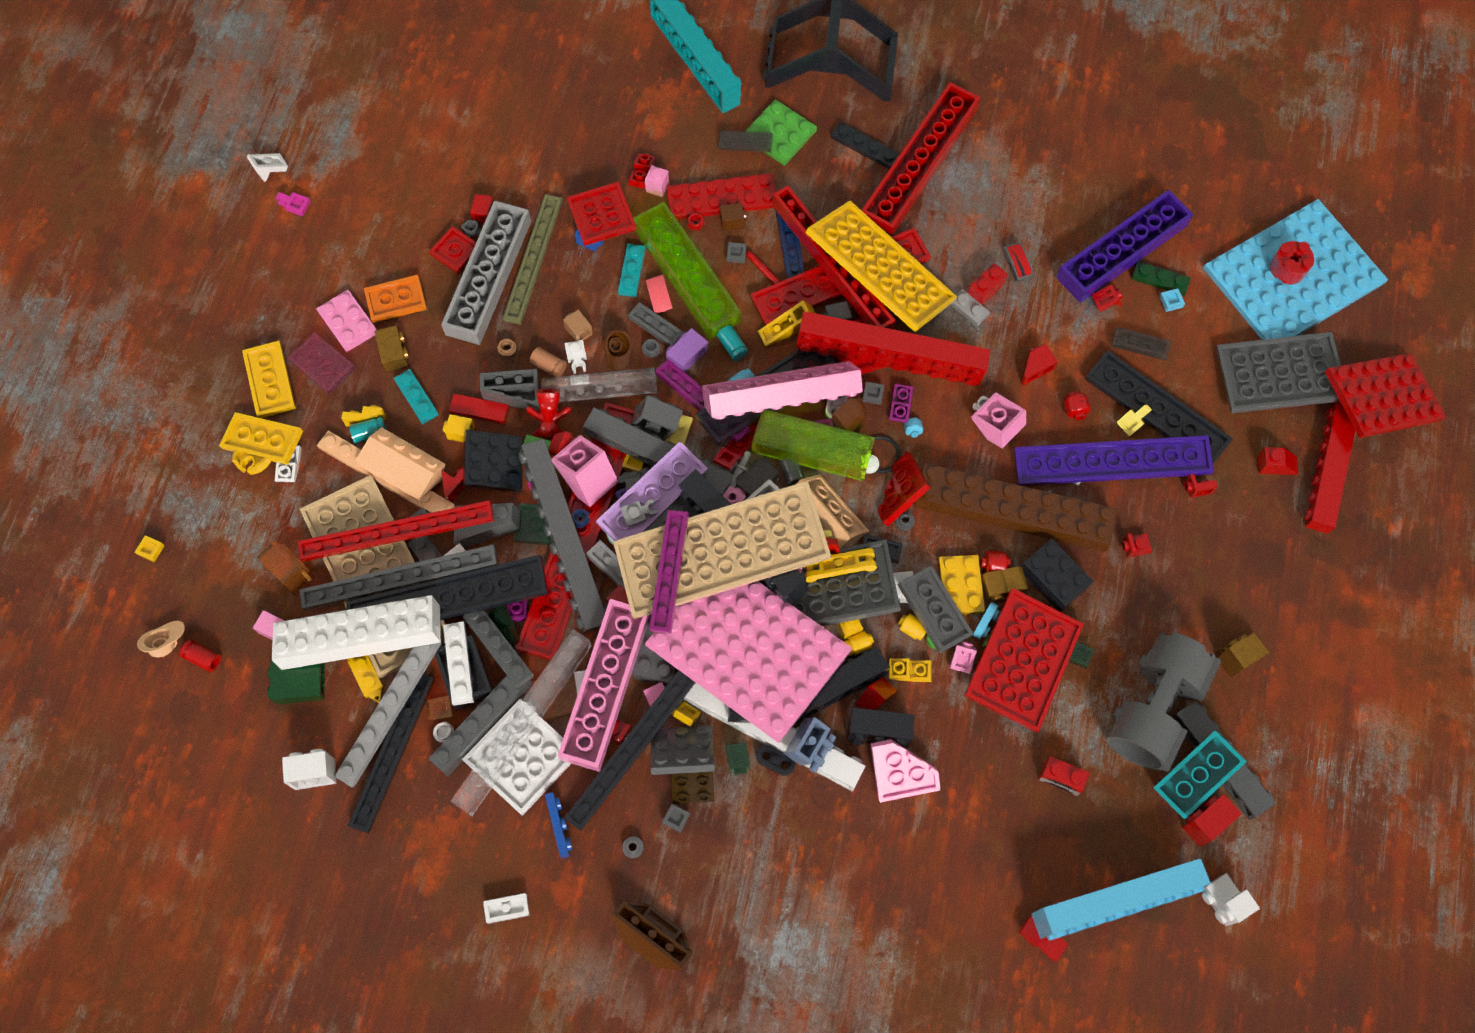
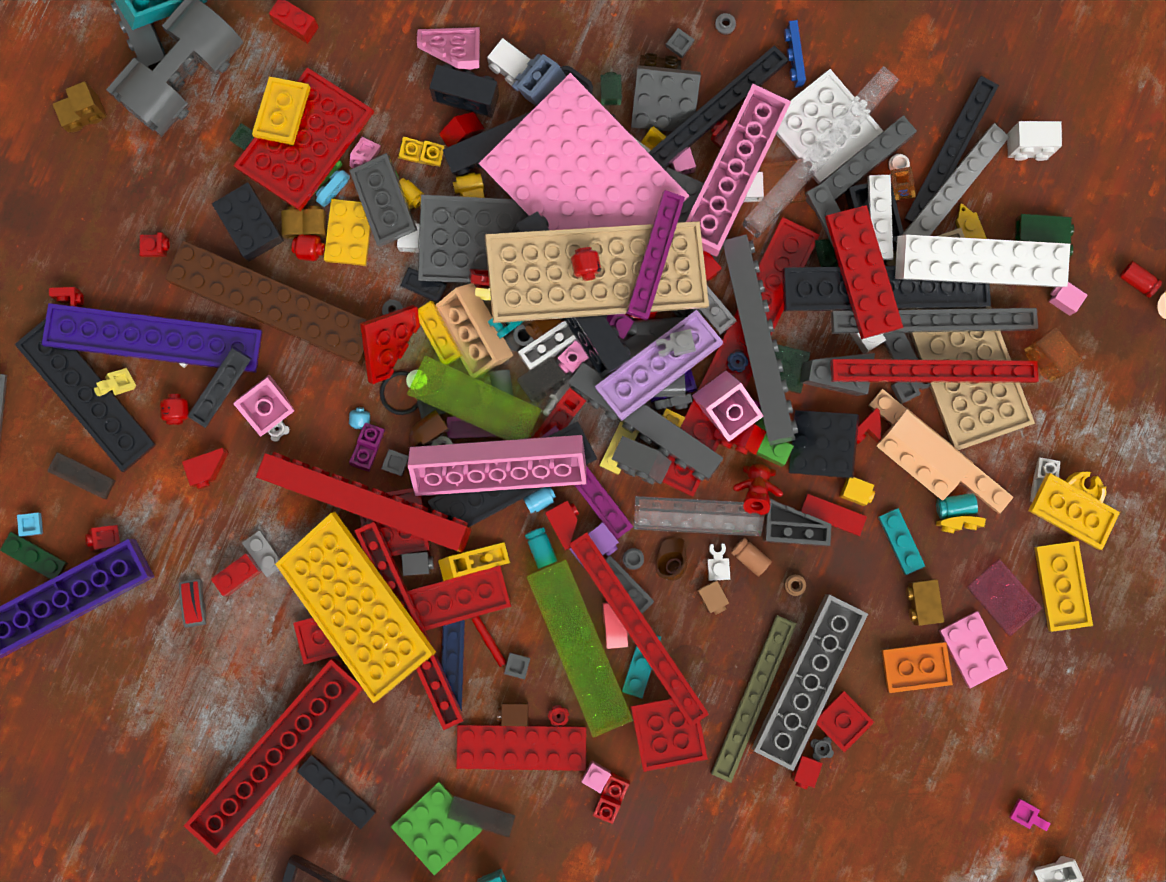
camera: 175 degrees left, 15 degrees up
(470, 603) = (864, 272): none -> red plate
(639, 283) = (639, 629): none -> red plate
(717, 366) = (563, 521): none -> red slope
(732, 545) = (586, 263): none -> red head
(842, 564) = (462, 258): yellow plate -> none
(858, 507) = (438, 333): none -> yellow tile
(1042, 428) = (219, 387): none -> black plate
(1052, 679) = (281, 110): none -> yellow plate

